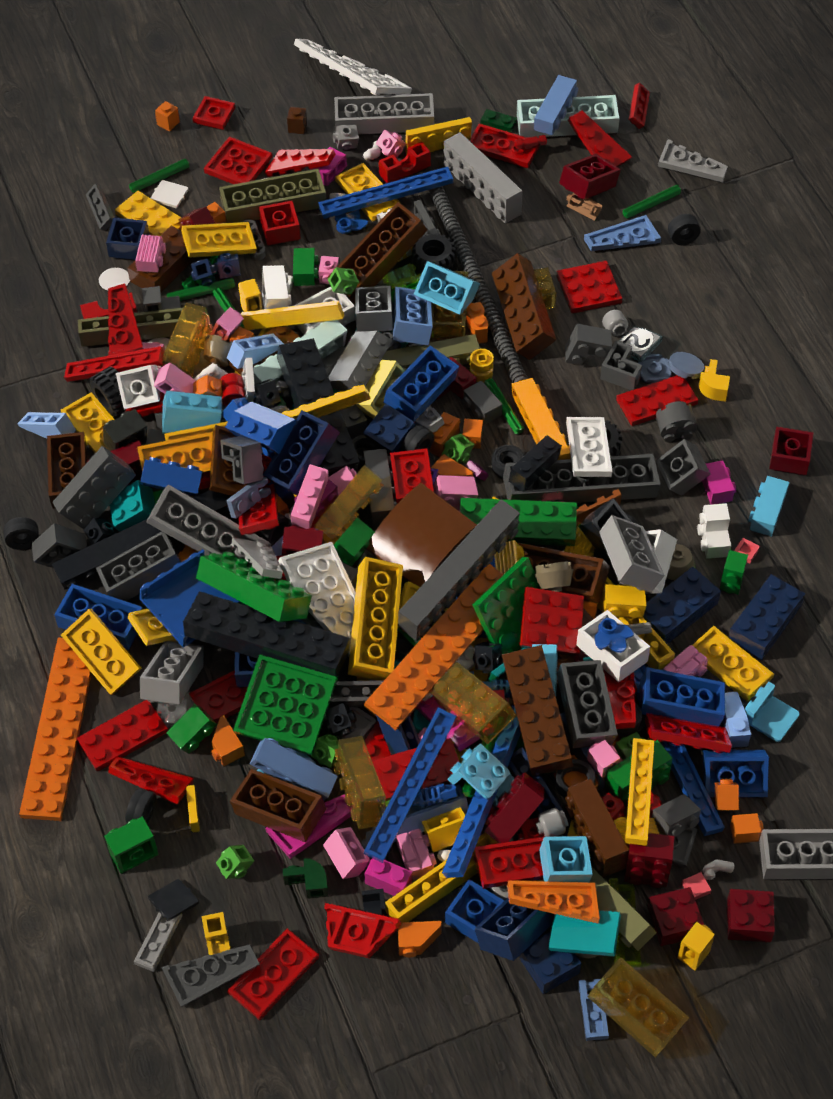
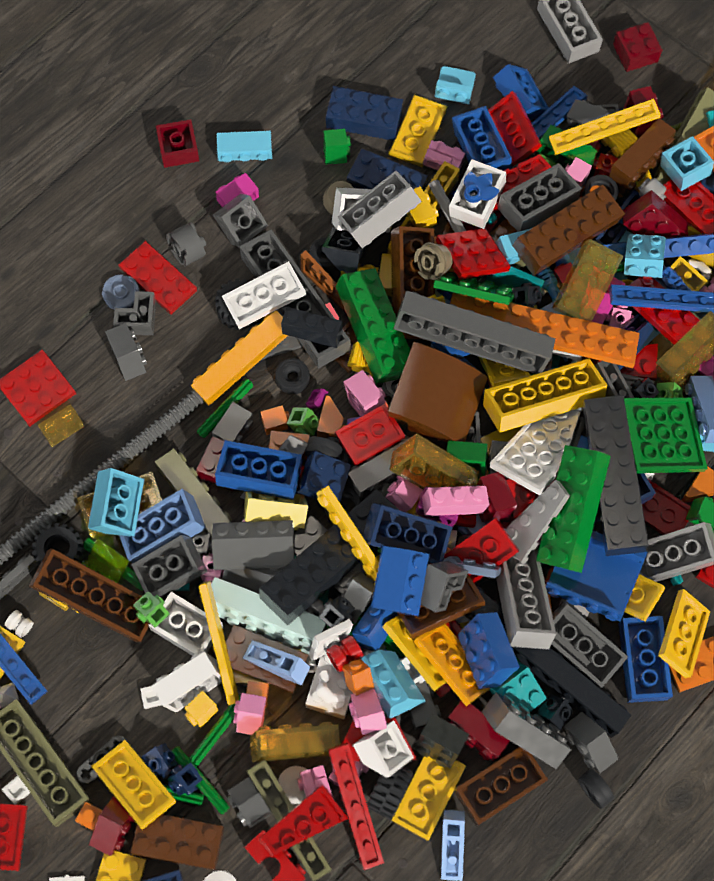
camera: 120 degrees left, 15 degrees up
(150, 253) = (193, 844): bright pink brick -> none
(216, 350) = (283, 708): dark tan cone -> none
(279, 222) = (73, 735): red brick -> none
(304, 266) = (124, 680): green brick -> none
(325, 270) = (119, 652): bright pink brick -> none
(350, 222) = (36, 661): blue plate -> none
(477, 321) = (137, 465): orange brick -> none
(481, 364) = (188, 442): yellow wheel -> none
(523, 306) = (99, 429): reddish brown brick -> none
(616, 322) = (80, 342): light grey head -> none
(642, 342) = (95, 315): slope -> none
(673, 915) = (670, 92): dark red brick -> none
(686, 365) = (108, 263): sand blue tile -> none
(696, 945) = (686, 70): yellow brick -> none
(698, 885) = (624, 91): coral tile -> none
(712, 384) = (121, 236): yellow brick -> none
(714, 530) = (295, 176): white brick -> none
(717, 865) = (607, 82): white arm -> none
(726, 795) = (548, 90): orange brick -> none
(736, 721) = (482, 98): light blue slope -> none
(746, 828) = (566, 72): orange brick -> none
(748, 547) = (297, 152): coral tile -> none

